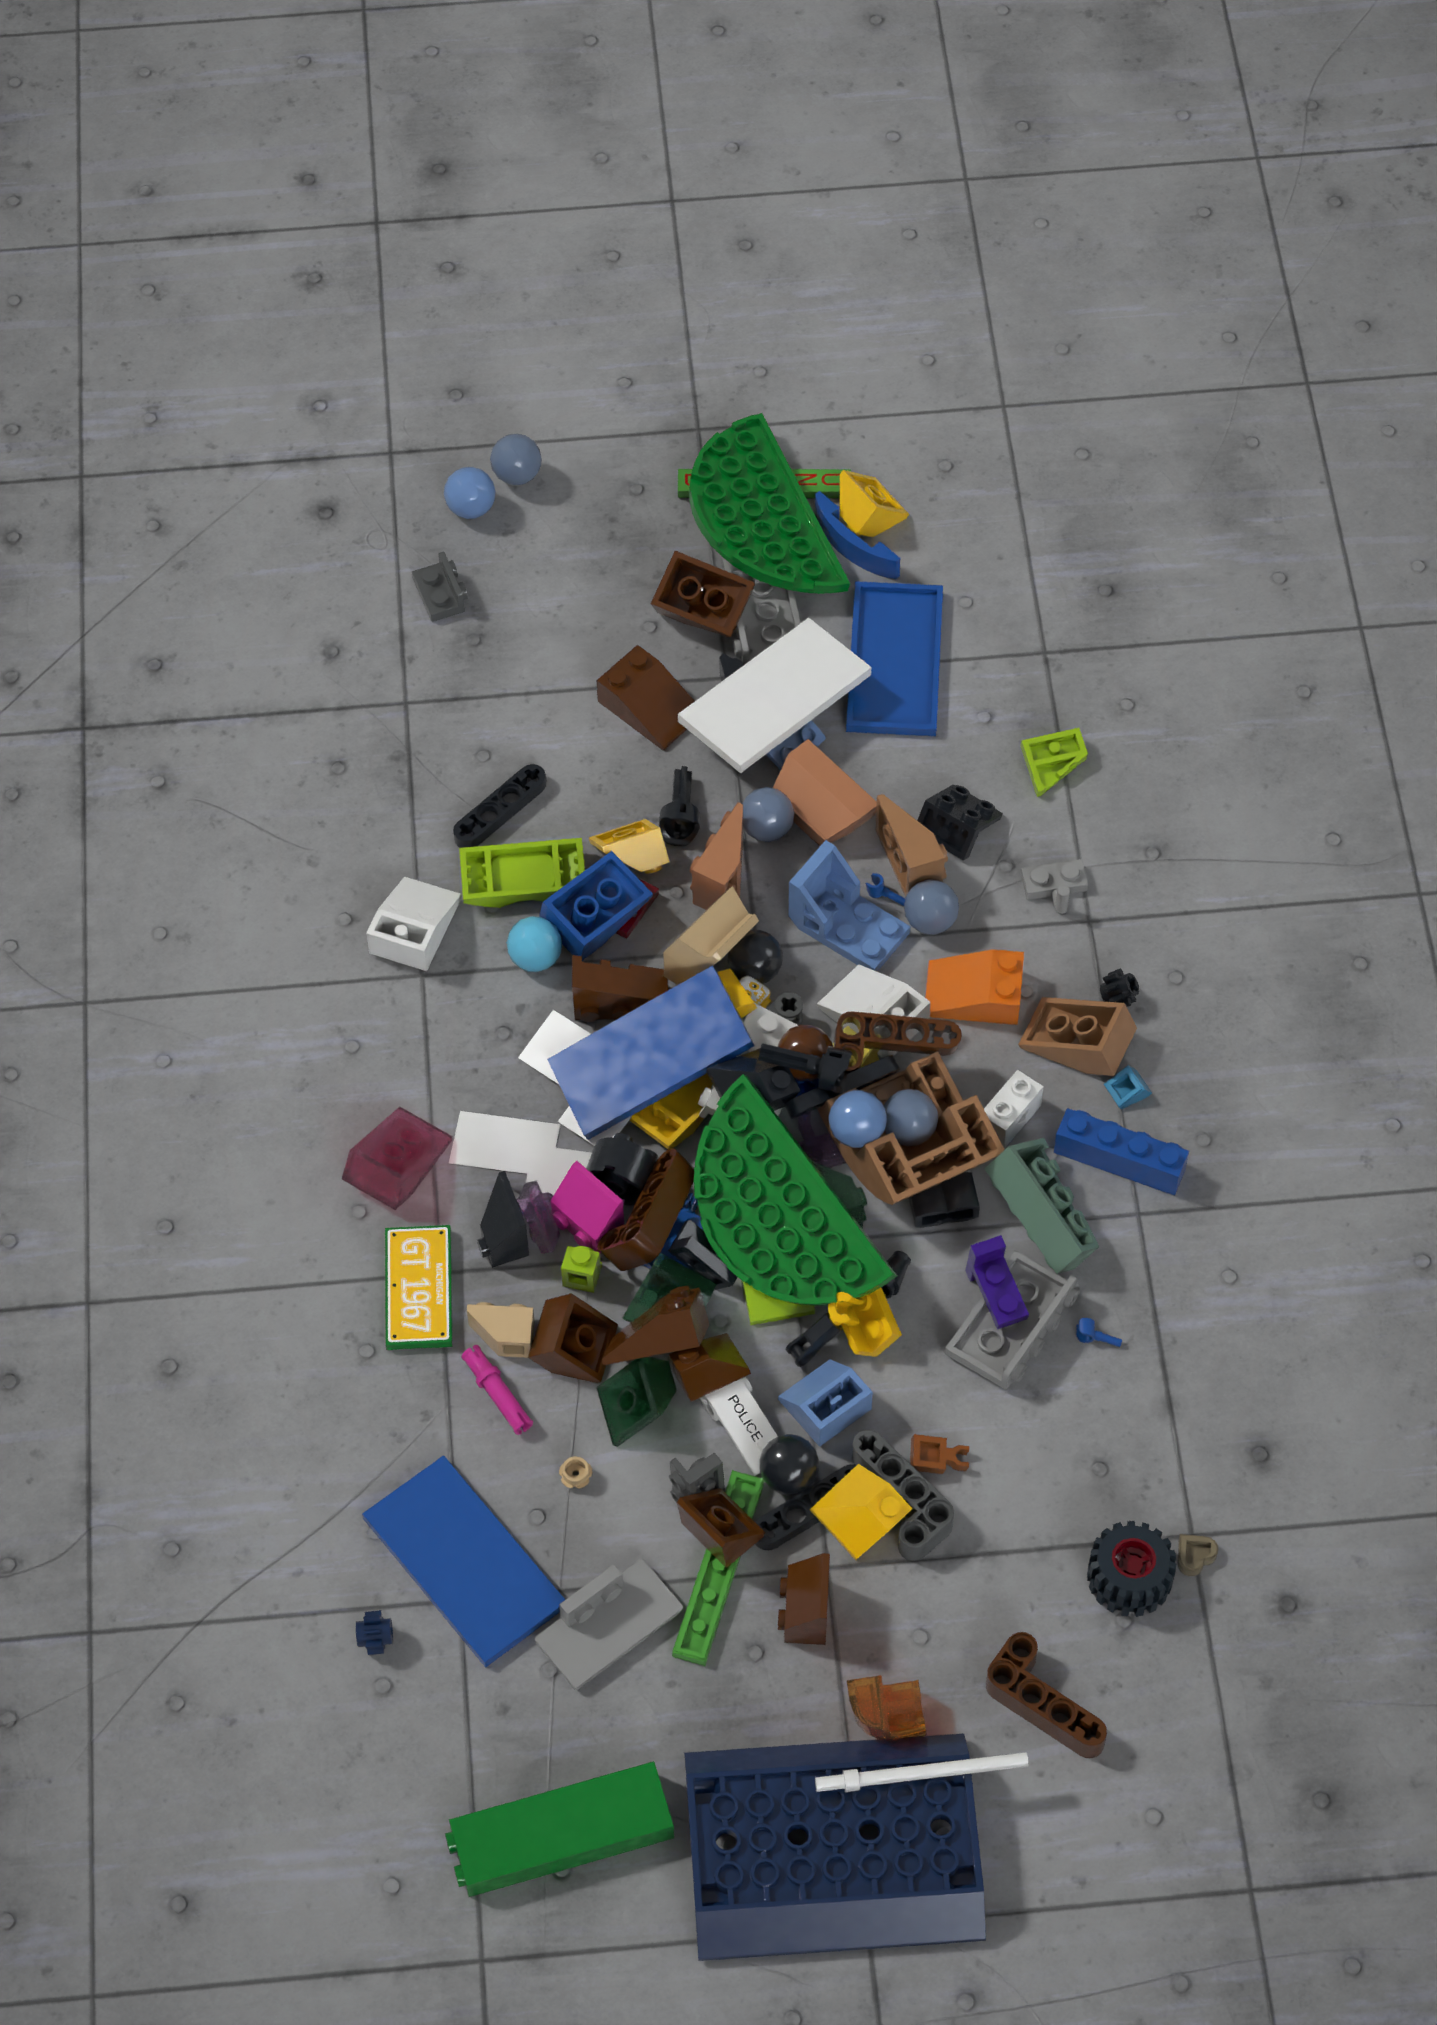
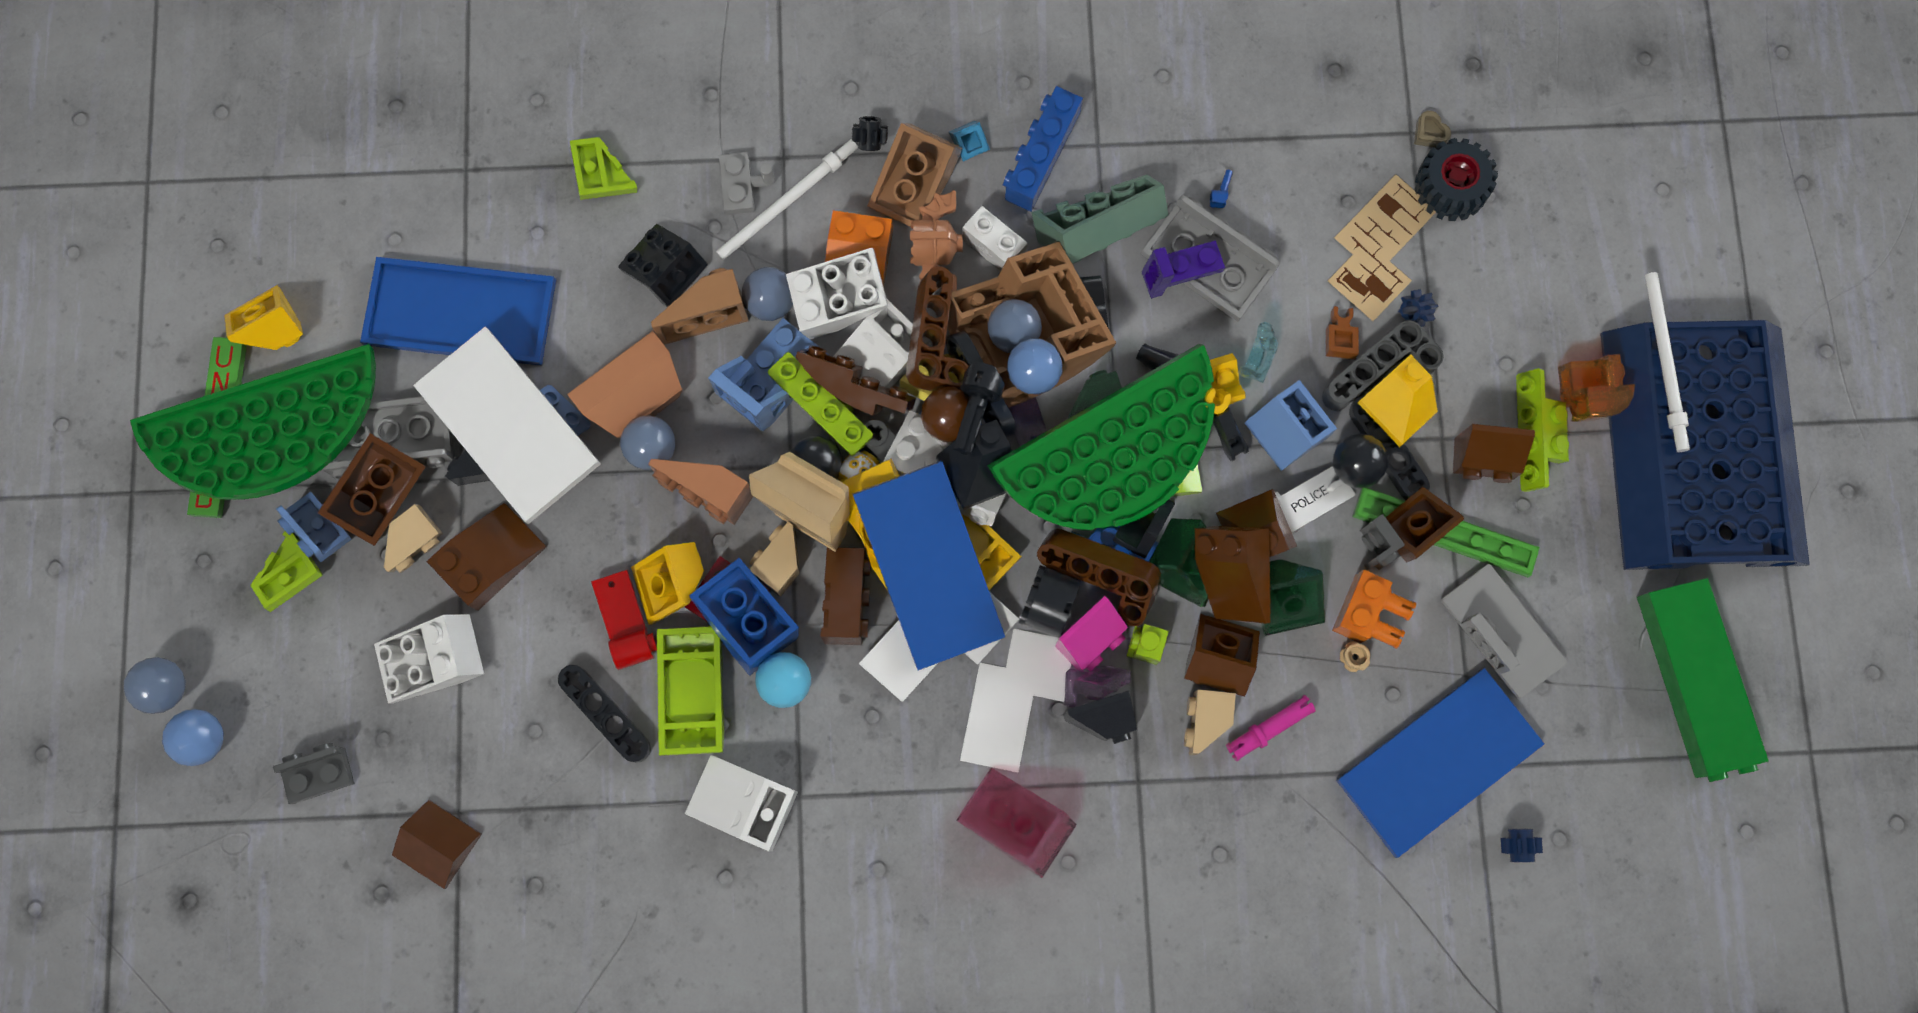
camera: 90 degrees left, 20 degrees up
(377, 685) = (435, 843): none -> reddish brown slope
(418, 1287) = (1157, 803): yellow tile -> none
(549, 663) = (429, 657): none -> white slope
(590, 815) = (624, 621): none -> red door
(626, 547) = (284, 574): none -> lime wing
(628, 1474) = (1362, 606): none -> orange brick
(649, 934) = (779, 562): none -> tan slope
(655, 560) = (317, 533): none -> medium blue bracket
(664, 635) = (408, 536): none -> tan slope
(680, 813) = (639, 529): black piece -> none
(817, 958) = (828, 411): none -> lime bracket
(831, 1666) = (1550, 425): none -> lime bracket
(839, 974) = (843, 381): none -> reddish brown slope
(874, 559) = (313, 344): blue slope -> none
(879, 890) = (738, 339): blue hand -> none
(899, 1376) = (1264, 342): none -> clear light blue helmet
(929, 952) = (836, 293): none -> white slope
(972, 1529) = (1418, 307): none -> dark blue gear
(1001, 1050) = (935, 239): none -> nougat helmet
(1050, 1702) = (1577, 260): reddish brown beam -> none
(1057, 1494) = (1373, 240): none -> tan sticker
(1084, 959) = (831, 162): none -> white bar

